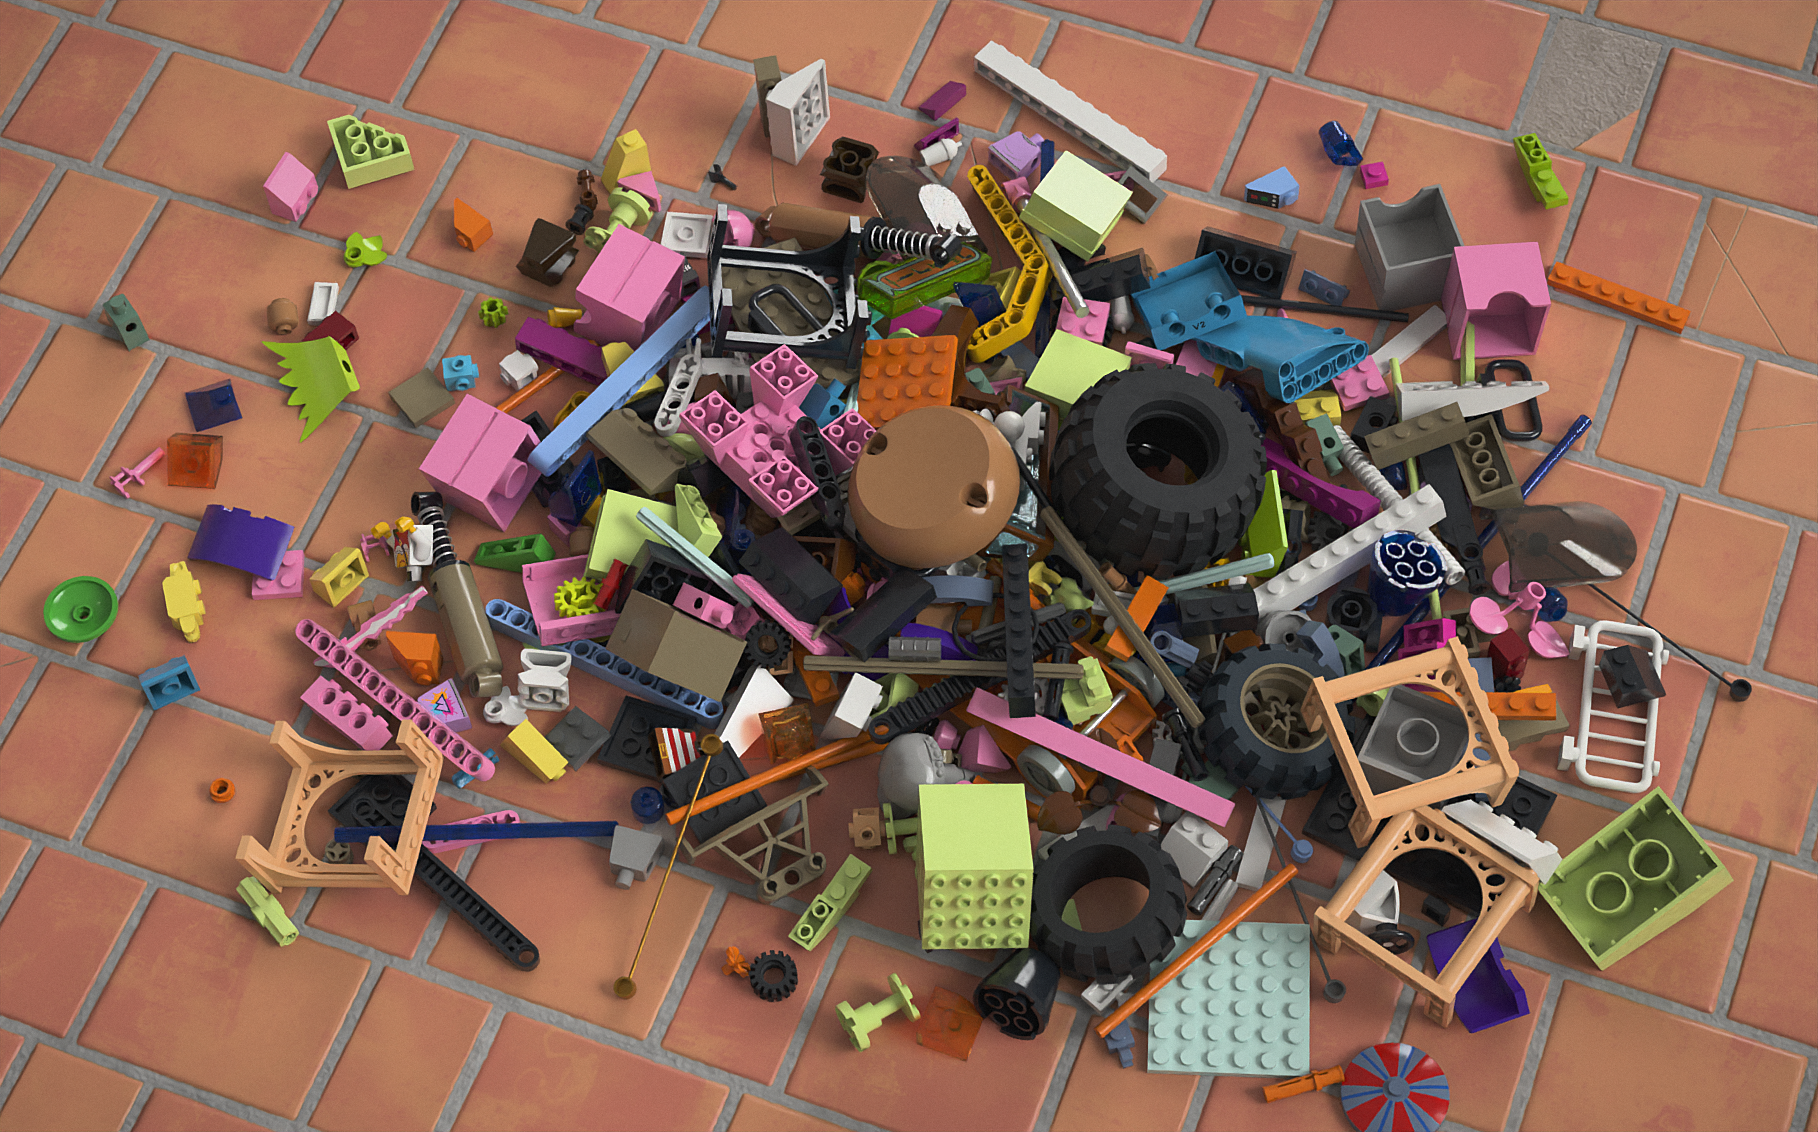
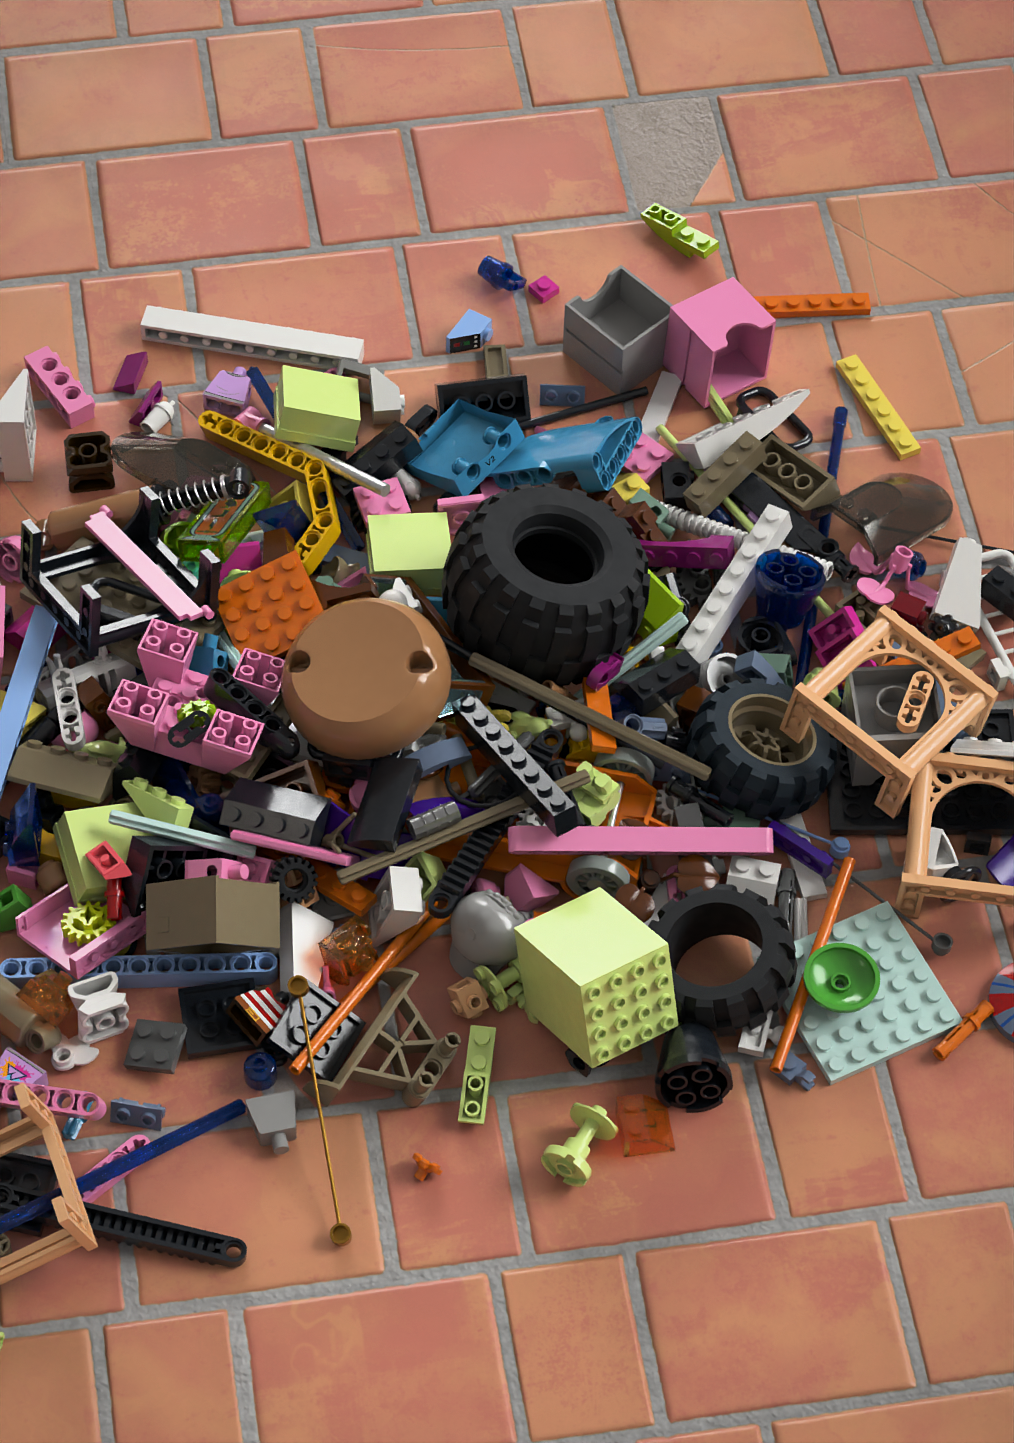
camera: 35 degrees left, 5 degrees down
(503, 649) = (49, 995): none -> clear orange brick
(518, 786) = (130, 1113): none -> sand blue hinge
(534, 752) = (125, 1074): light yellow slope -> none
(616, 553) = (108, 862): none -> coral slope
(747, 457) = (192, 734): none -> black beam
(754, 757) = (327, 988): none -> bright pink hand
(758, 454) = (187, 709): none -> lime gear
(773, 961) = (465, 1174): black tyre -> none
(812, 293) = (144, 568): none -> bright pink piece
(870, 86) = (60, 387): none -> bright pink brick
(1145, 223) = (385, 398): none -> white slope
(1165, 579) = (604, 672): none -> magenta piece
(1173, 257) = (422, 419): none -> black beam
(1212, 962) = (845, 966): none -> bright green dish
(1258, 834) = (801, 849): none -> dark purple plate
(1282, 228) = (495, 360): none -> dark tan tile
(1437, 734) = (917, 711): none -> light nougat beam
(1534, 681) = (947, 626): none -> black plant
(1574, 654) = (961, 585): none -> white slope
(1625, 432) = (878, 407): none -> light yellow plate

